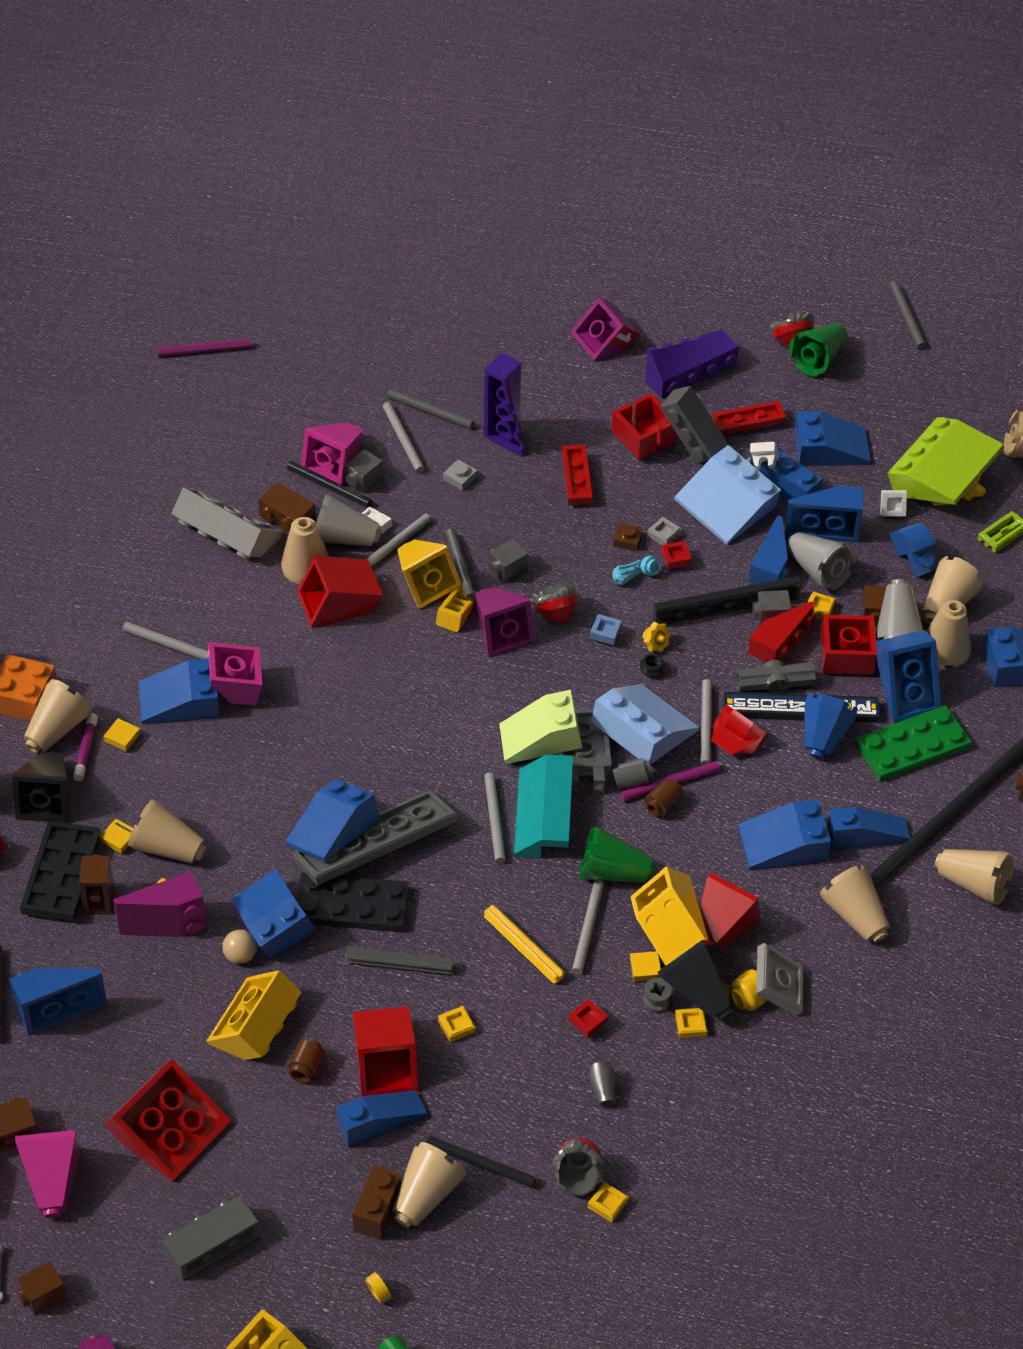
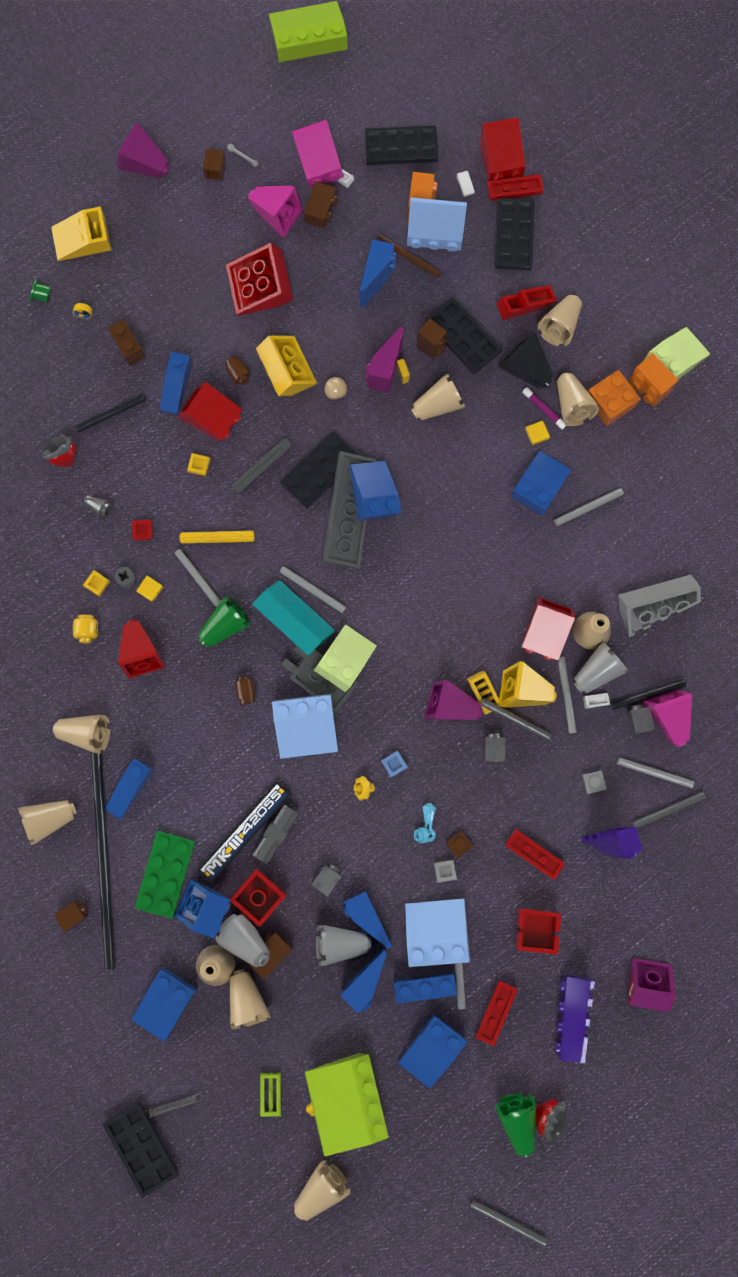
camera: 130 degrees right, 30 degrees up
(116, 836) = (465, 382): yellow tile -> none
(210, 1237) = (176, 255): dark grey brick -> none
(236, 672) = (528, 515): dark pink slope -> none
(272, 914) = (342, 417): blue slope -> none
(284, 506) = (642, 648): reddish brown brick -> none
(425, 1184) = (114, 373): tan cone -> none
(556, 602) = (438, 749): hair -> none
(608, 1202) = (33, 455): yellow tile -> none
(632, 774) = (275, 686): dark grey brick -> none
(652, 665) = (341, 764): black plate -> none
(669, 913) = (158, 618): yellow slope -> none
(676, 555) = (418, 859): red plate -> none
(679, 778) = (256, 708): magenta bar -> none
(693, 424) = (506, 955): dark grey brick -> none
(702, 979) = (109, 601): black slope -> none
(706, 721) = (280, 766): light grey bar -> none
(720, 601) = (355, 857): black tile -> none
(737, 733) = (255, 773): red slope -> none
(764, 452) = (441, 978): white tile -> none
(777, 634) = (304, 863): red slope -> none
(779, 979) = (74, 645): light grey tile -> none
(786, 836) = (163, 735): blue slope -> none
(823, 604) = (308, 915): yellow tile -> none
(825, 723) = (212, 828): blue cone -> none
(893, 502) = (347, 1040): white tile -> none
(917, 543) = (299, 1017): blue brick -> none

